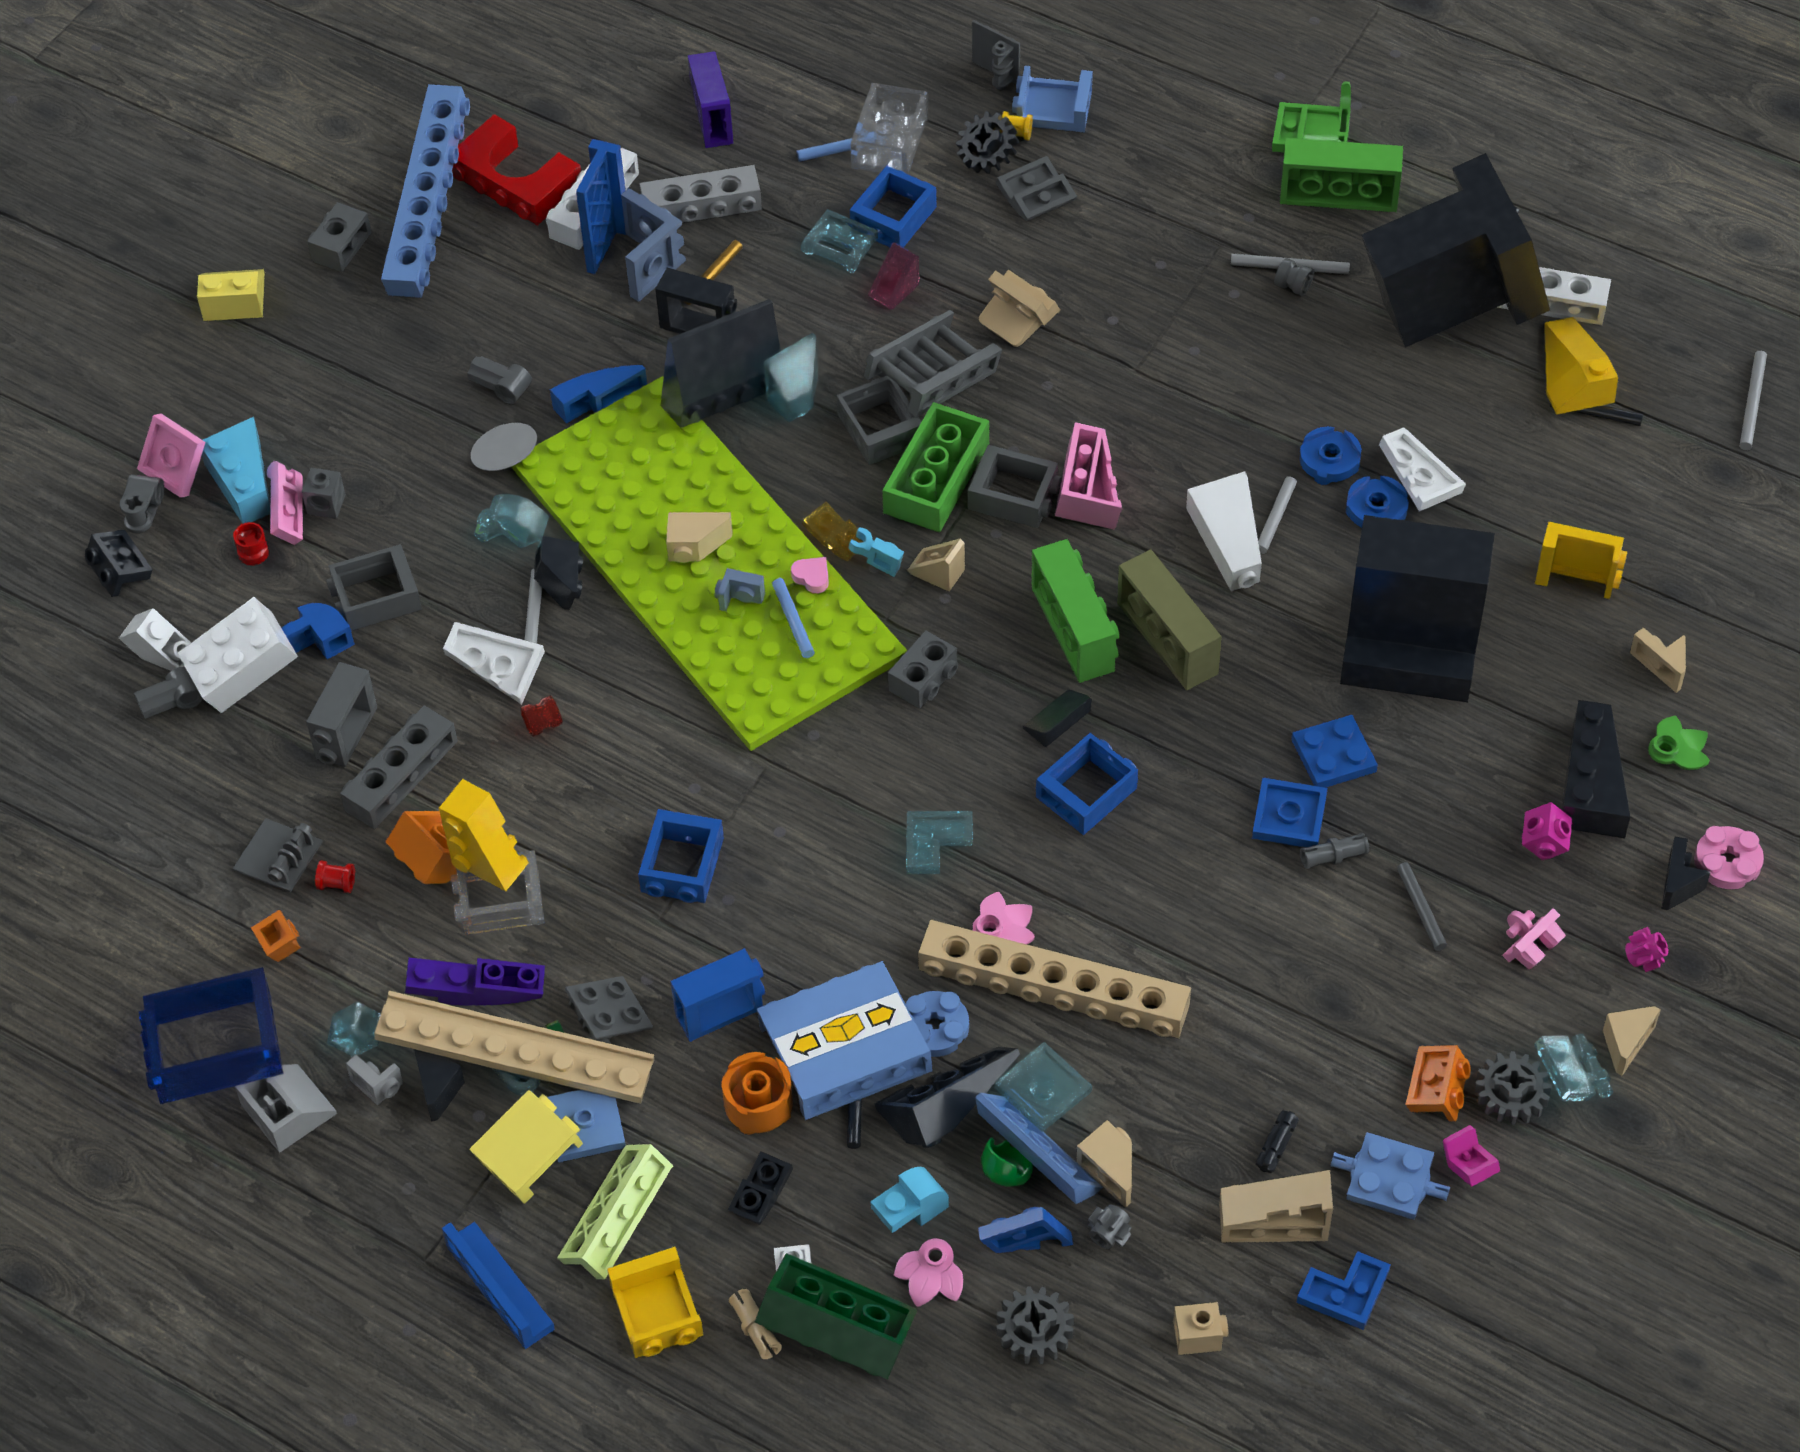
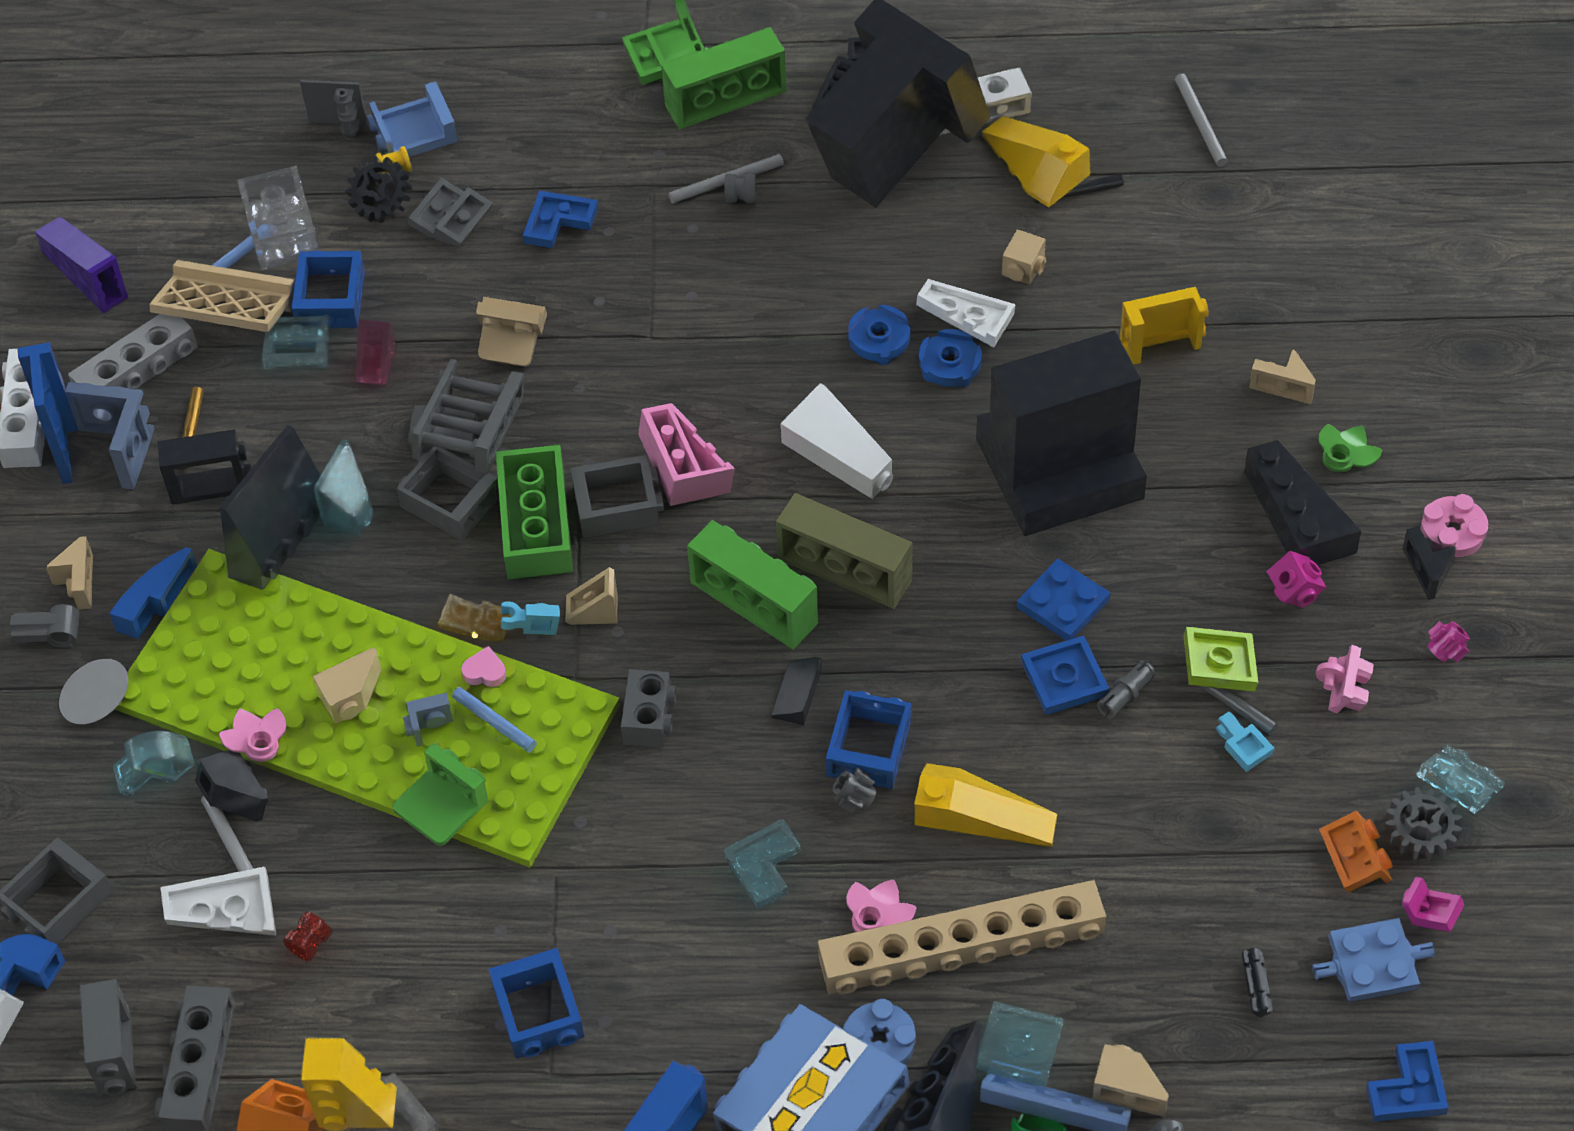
camera: 30 degrees left, 0 degrees up
(549, 345) = (75, 570): none -> tan slope
(600, 536) = (253, 732): none -> bright pink plate
(709, 659) = (442, 796): none -> bright green bracket
(804, 164) = (217, 284): none -> tan fence
(1046, 818) = (854, 790): none -> dark grey gear
(1122, 226) = (554, 211): none -> blue plate
(1140, 880) = (968, 804): none -> yellow wedge
(1276, 514) = (866, 404): light grey bar -> none
(1278, 1209) = (1306, 1044): tan wedge -> none
(1405, 947) = (1244, 745): none -> medium azure plate
(1432, 865) = (1220, 659): none -> lime plate
(1502, 447) = (1024, 257): none -> tan brick
(1627, 1033) = (1483, 726): tan slope -> none

